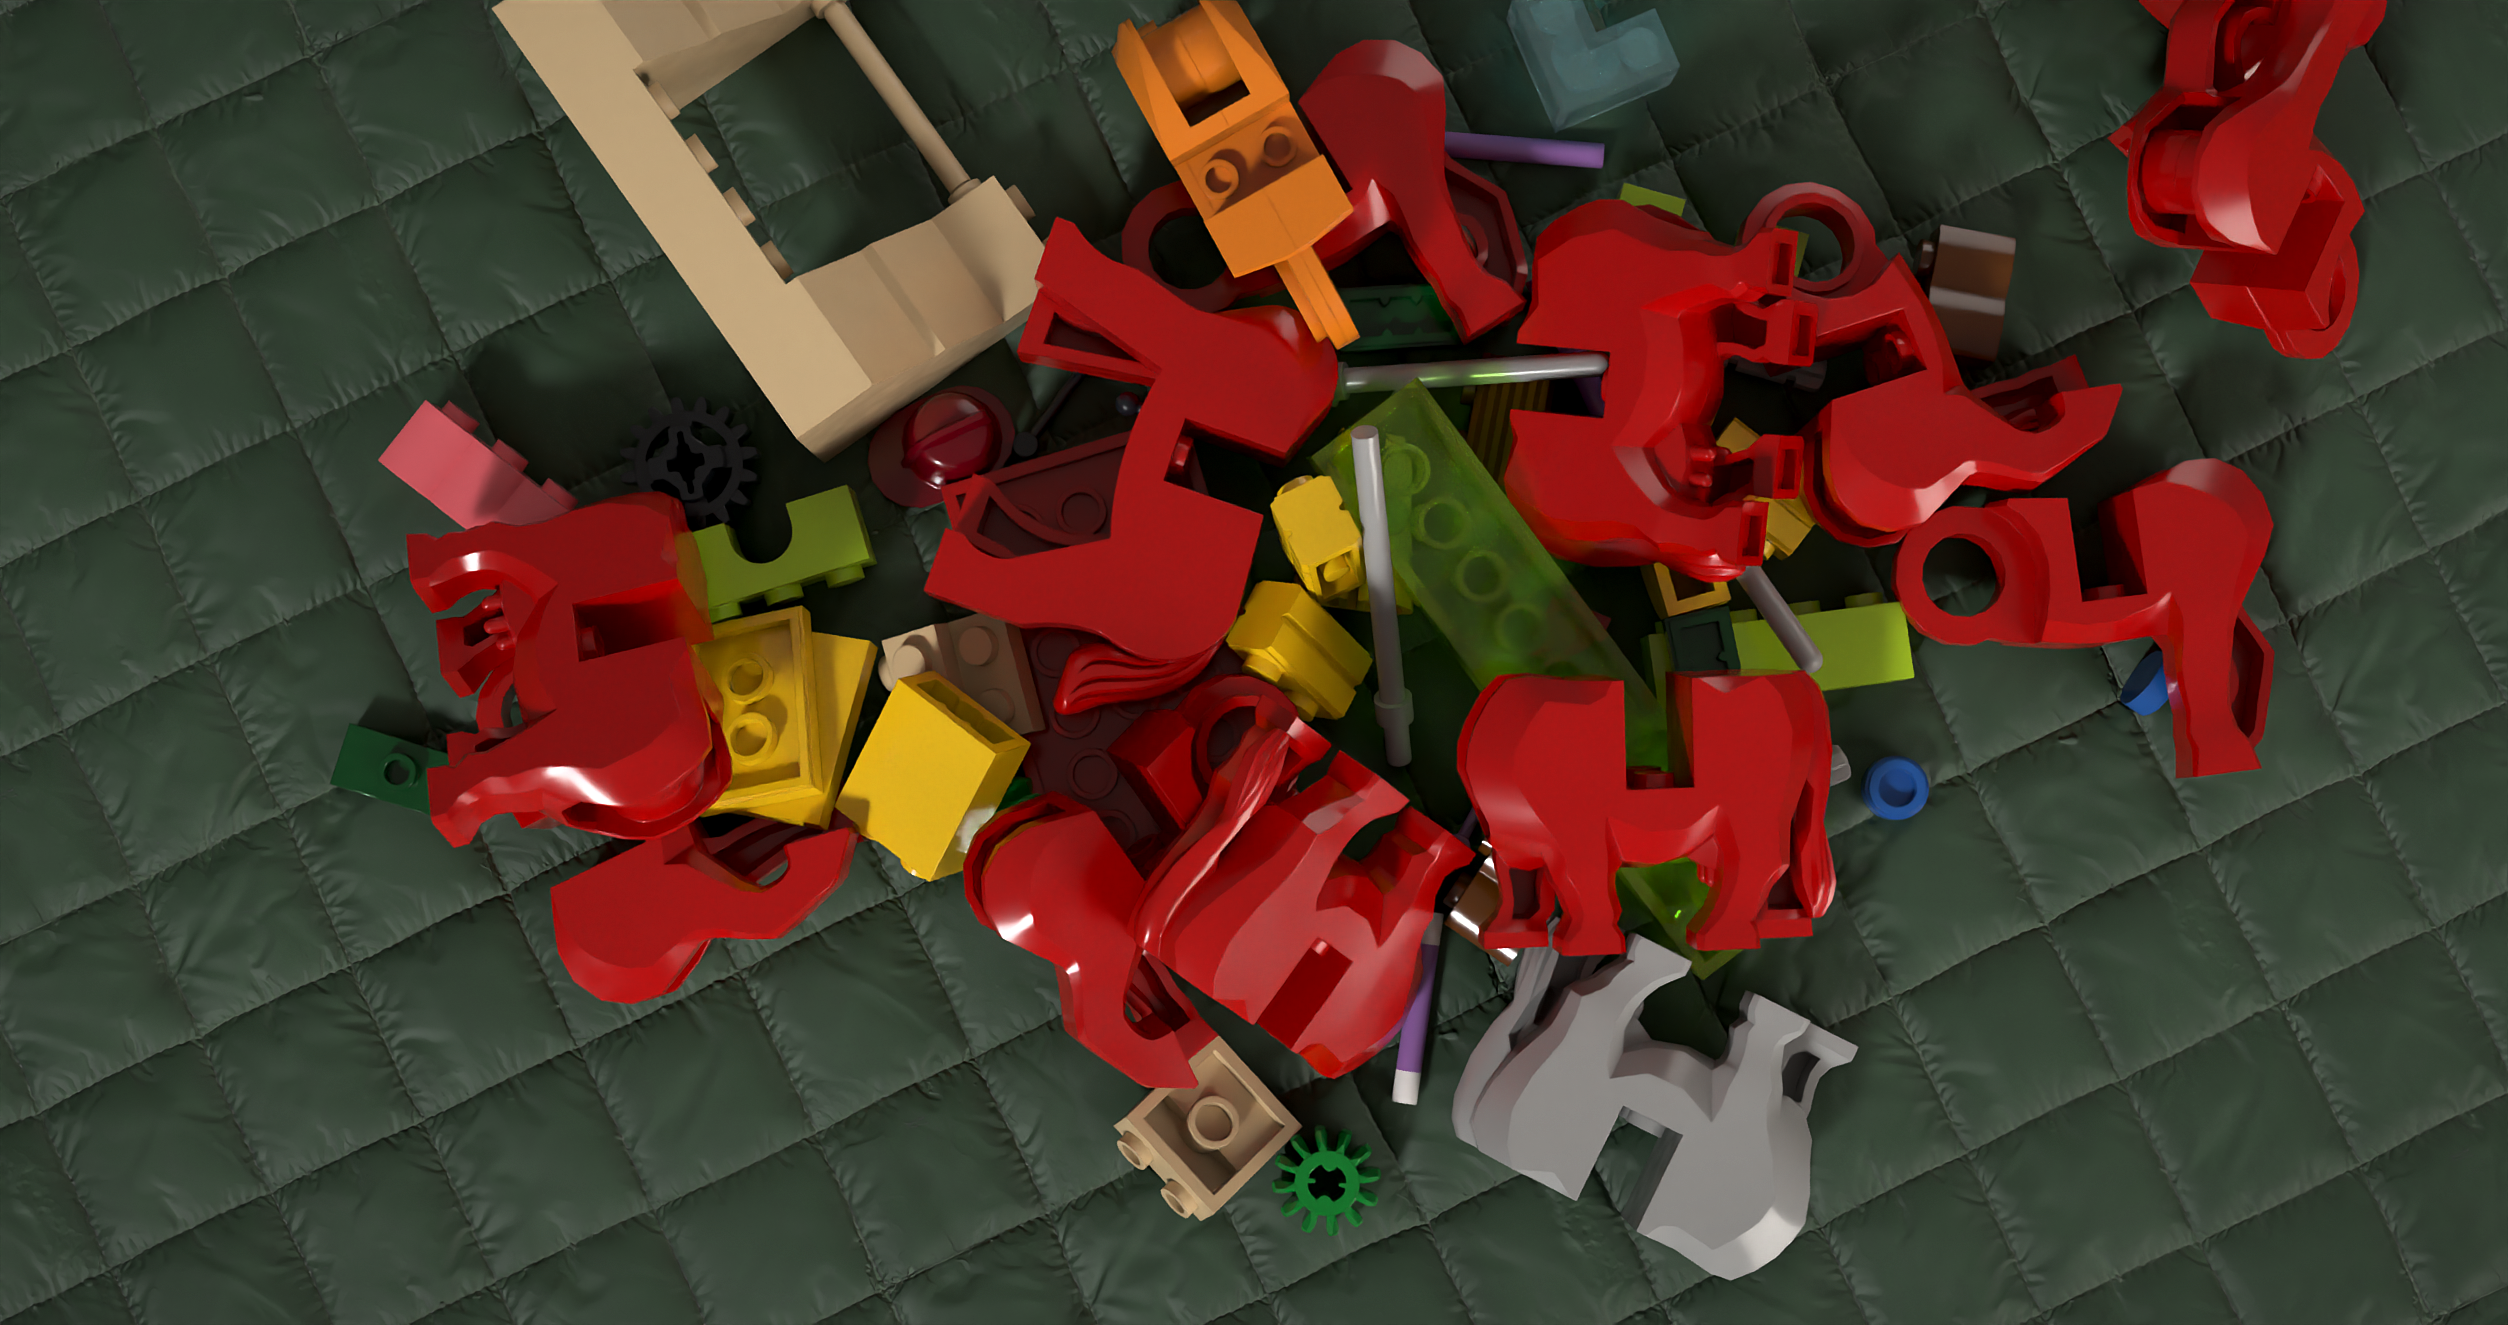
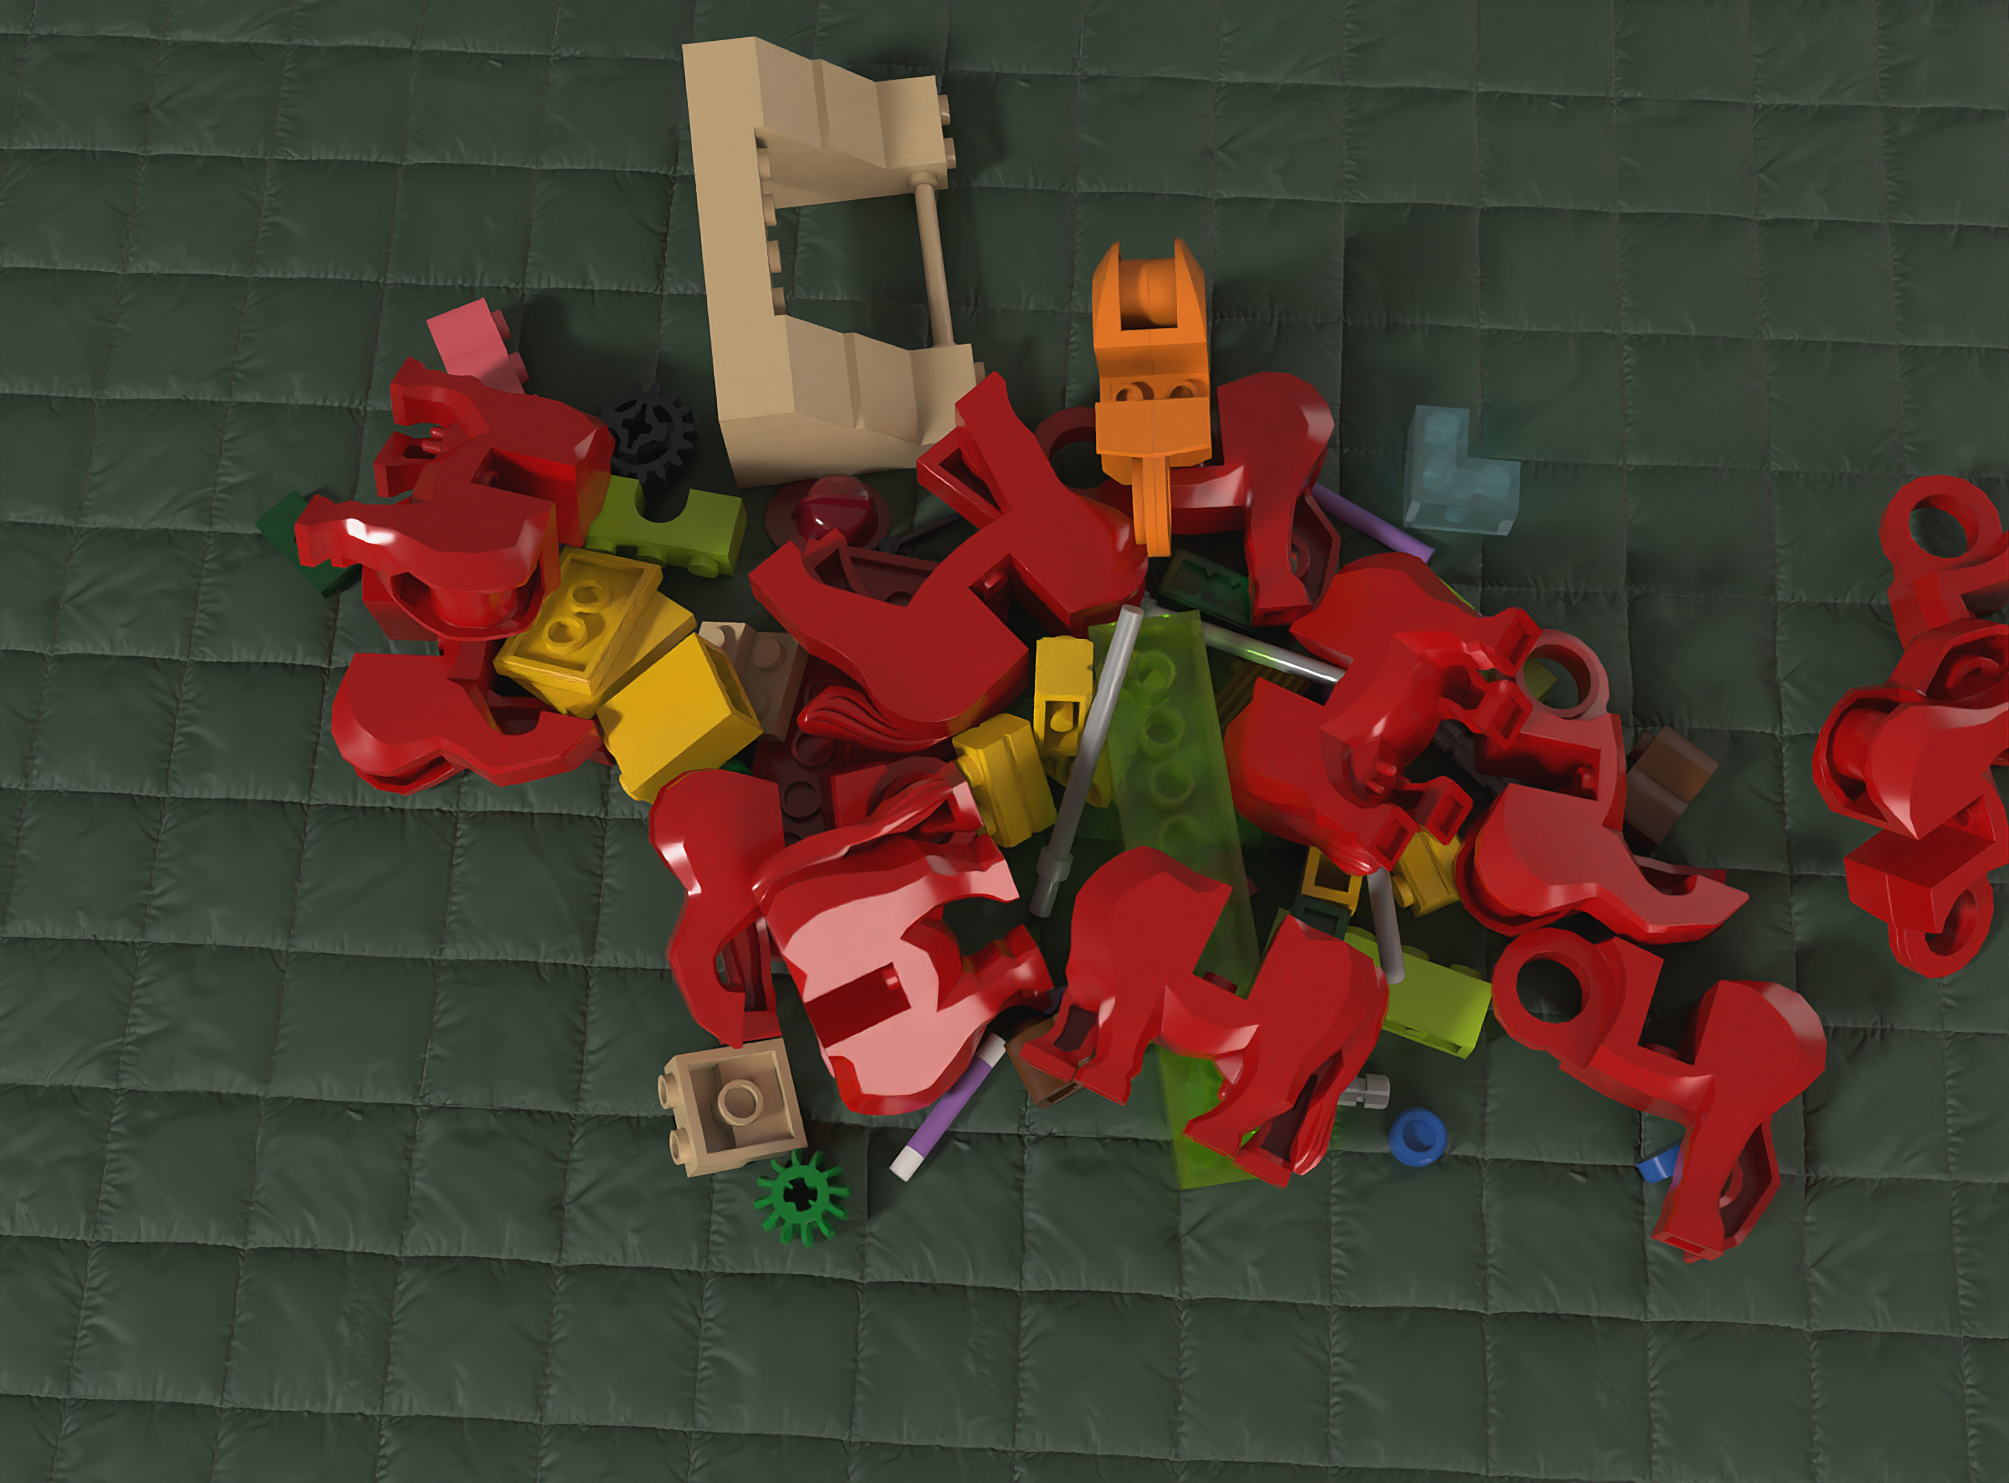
camera: 30 degrees right, 15 degrees down
(1730, 1130) = (1050, 1197): light grey animal -> none

